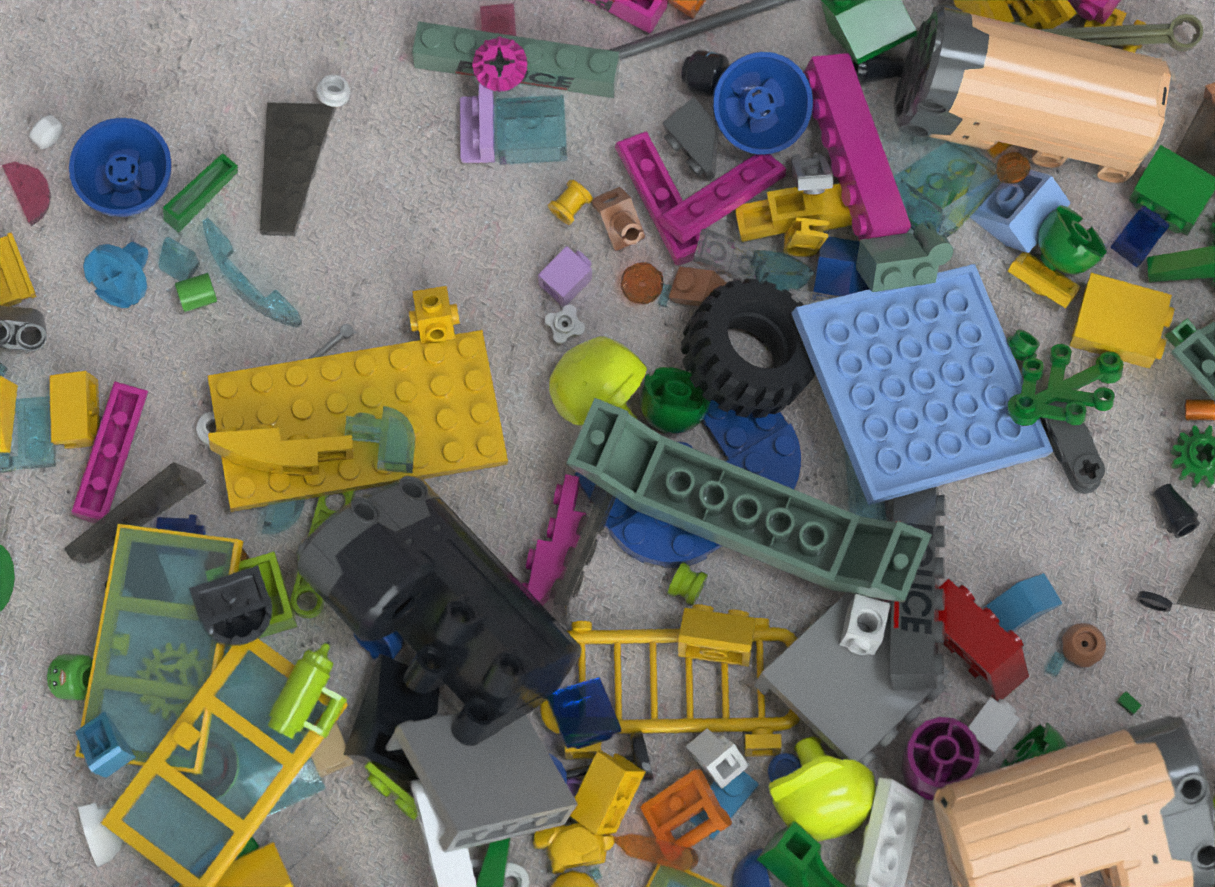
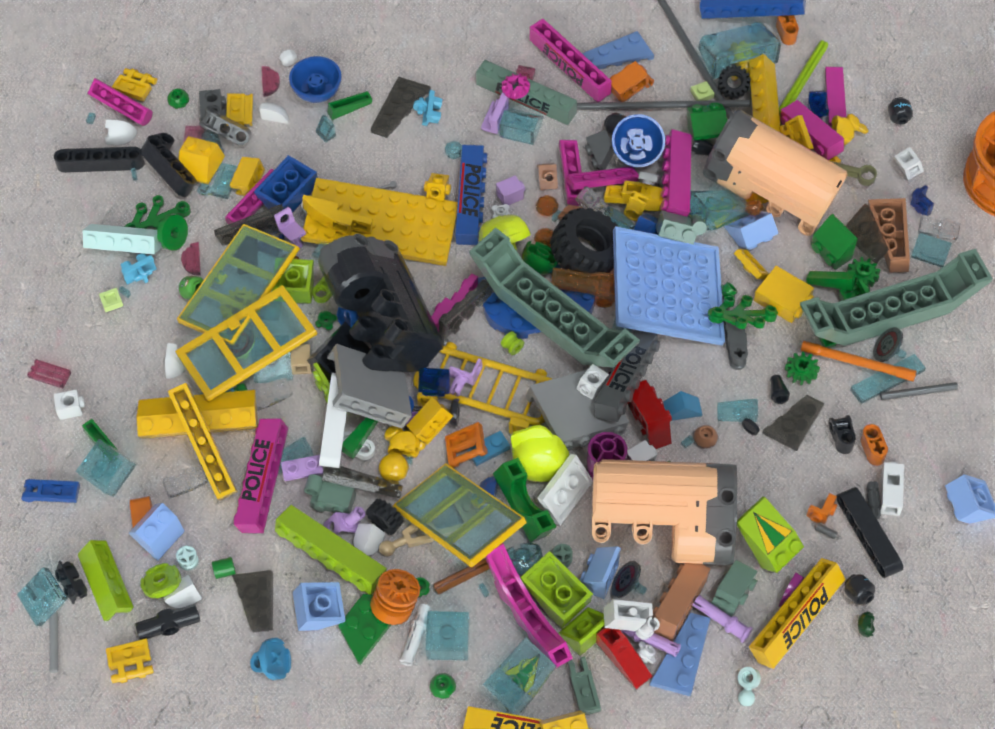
camera: 20 degrees right, 15 degrees down
(42, 614) = (191, 259): none -> clear pink tile
(63, 255) = (273, 113): none -> white brick
(103, 746) = (191, 317): dark azure slope -> none
(118, 273) = (293, 123): dark azure tile -> none
(159, 410) = (287, 184): none -> blue slope
(196, 292) = (328, 144): bright green beam -> none
(204, 498) = (290, 228): none -> lavender bracket
(233, 607) = (281, 271): black slope -> none
(272, 306) = (360, 160): clear light blue slope -> none
(301, 694) = (295, 318): lime piece -> none
(333, 90) = (432, 80): white plate -> none
(344, 644) = (326, 315): none -> green plate
(345, 152) = (426, 107): none -> medium azure hips
(392, 433) = (391, 226): clear light blue brick -> none
(429, 222) = (453, 150): none -> clear light blue tile
(497, 309) = (470, 194): none -> blue brick
(570, 202) = (526, 160): yellow bush -> none
(630, 690) = (462, 377): none -> lavender bracket
(657, 358) = (541, 233): none -> clear orange plate
(658, 851) = (445, 457): clear orange piece -> none
(716, 635) = (515, 367): yellow slope -> none
(717, 757) = (493, 424): white brick -> none
(800, 424) = (597, 284): none -> clear orange piece
(1068, 244) = (769, 249): green cylinder -> none
(1121, 575) = (738, 410): none -> clear light blue slope
(1140, 236) = (809, 259): clear blue bracket -> none

